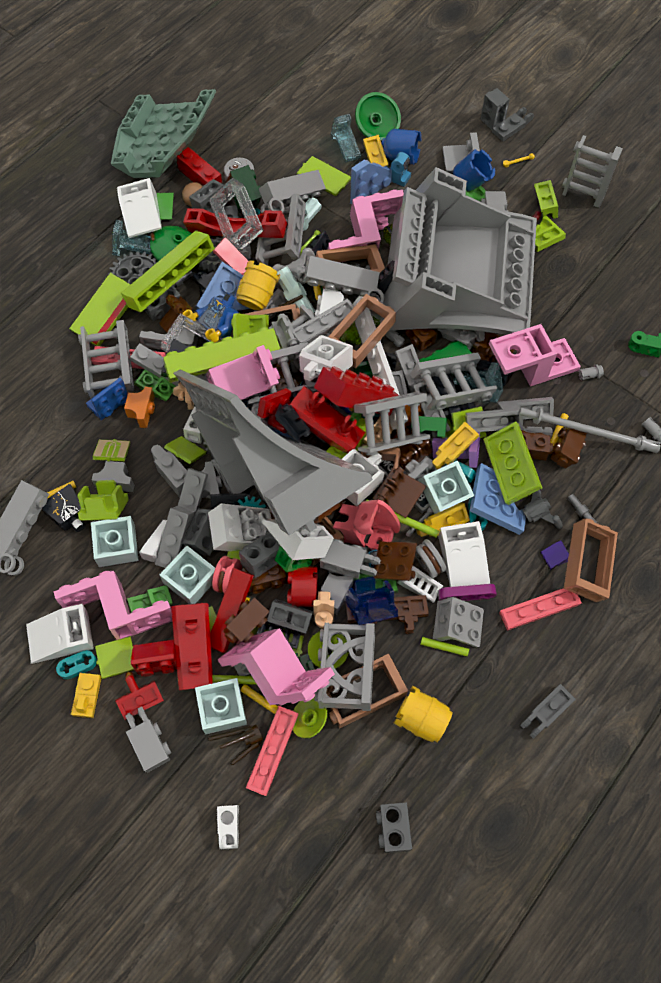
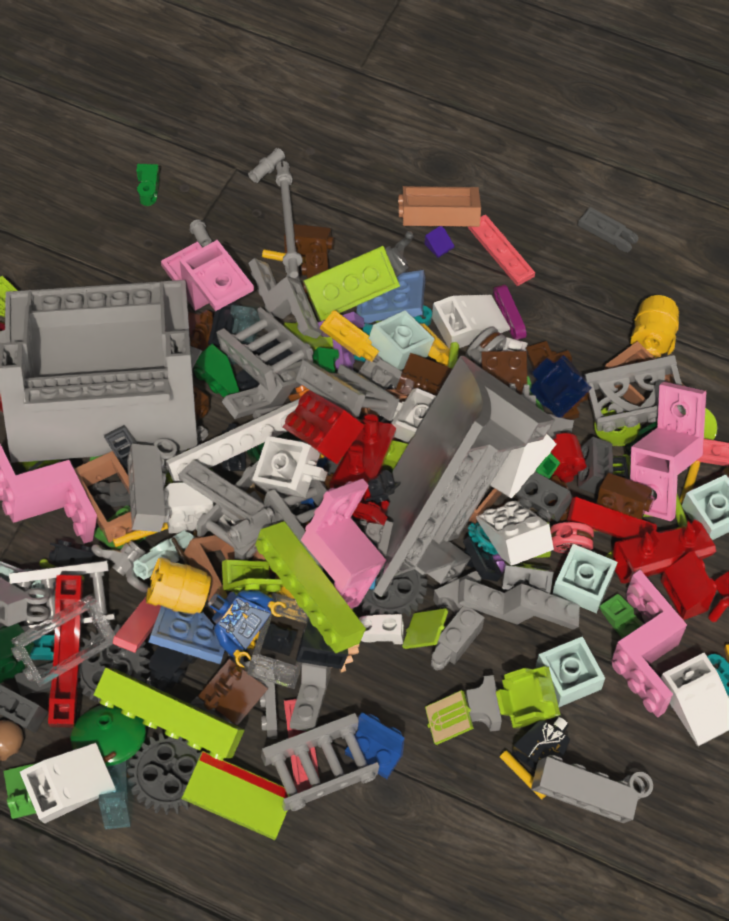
camera: 105 degrees left, 5 degrees down
(115, 657) = (700, 637): lime piece -> none
(140, 406) = (376, 701): orange brick -> none
(151, 547) = (554, 630): white slope -> none
(161, 387) = (336, 697): bright green slope -> none
(323, 609) = (582, 432): light nougat hips -> none
(379, 308) = (214, 459): nougat window -> none
(444, 646) = (572, 326): lime piece -> none
(458, 621) = (545, 317): light grey bracket -> none
(581, 509) = (379, 224): flat silver bar -> none

